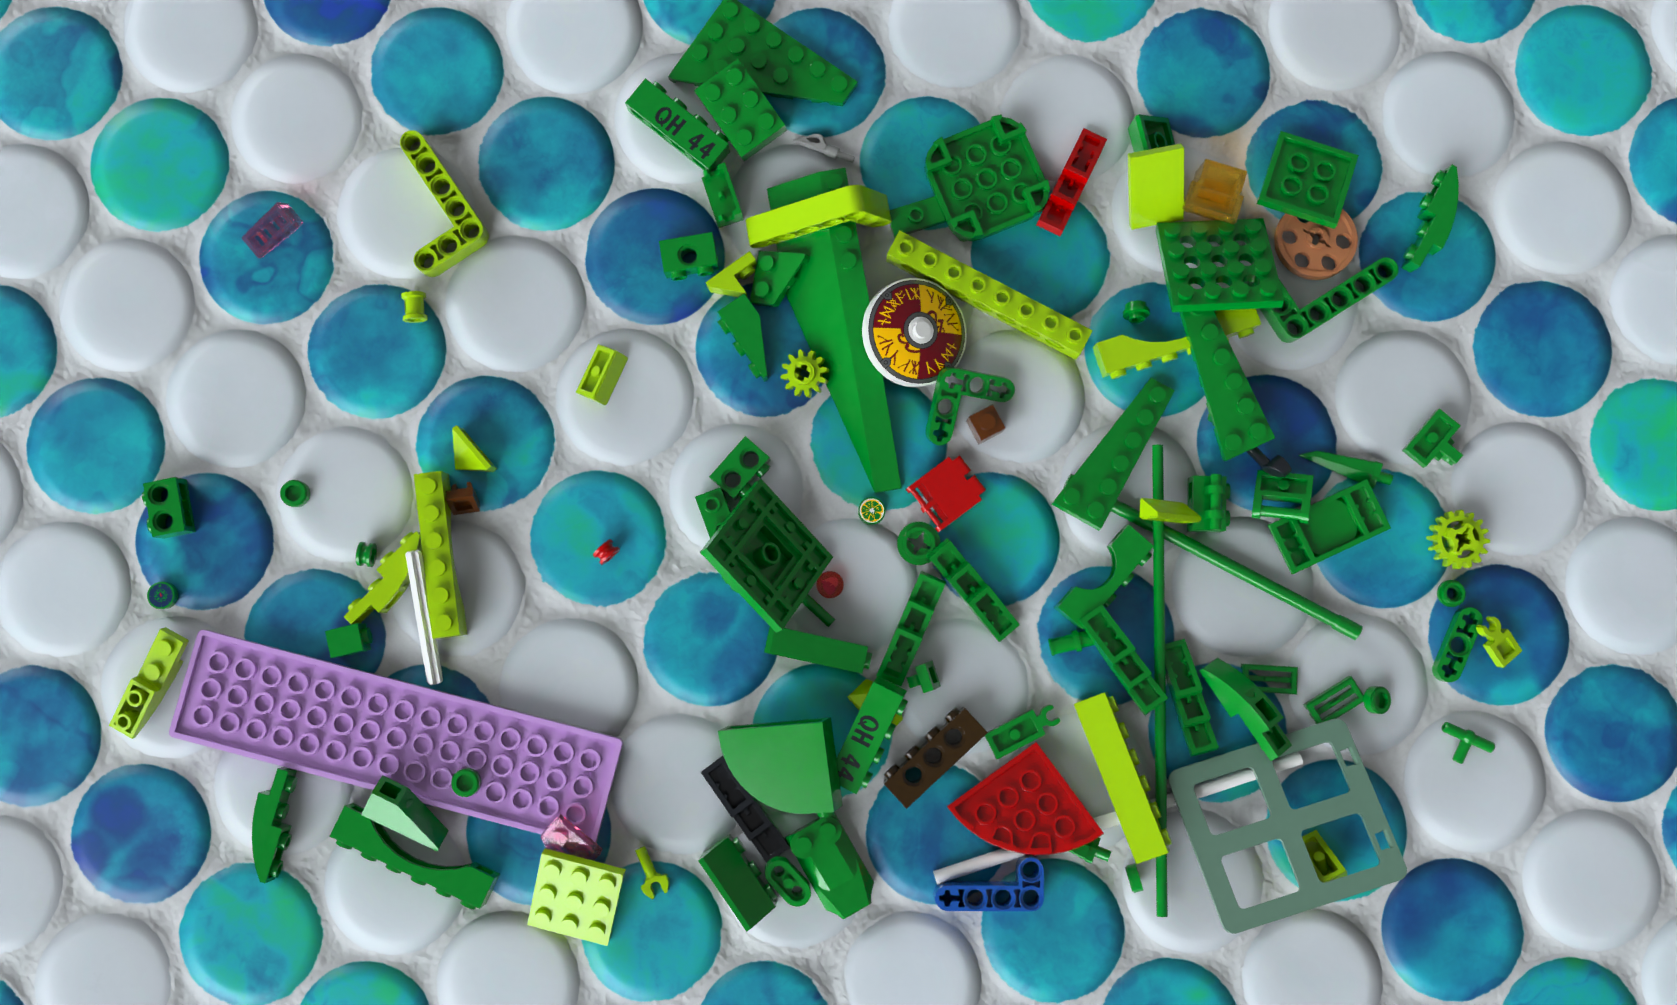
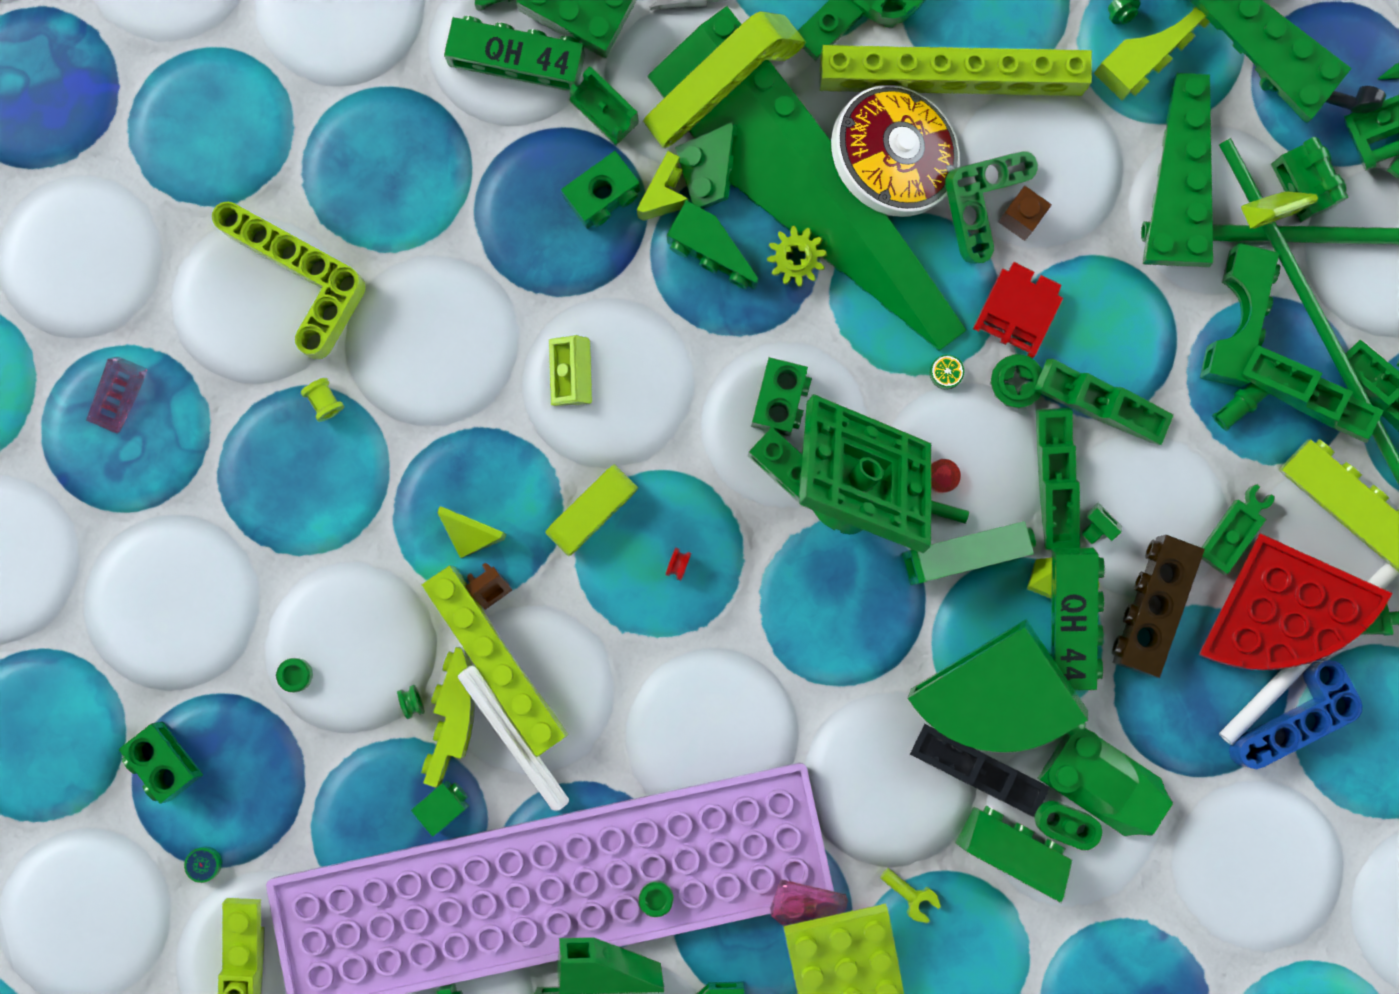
camera: 25 degrees left, 0 degrees up
(564, 482) = (591, 510): none -> lime beam

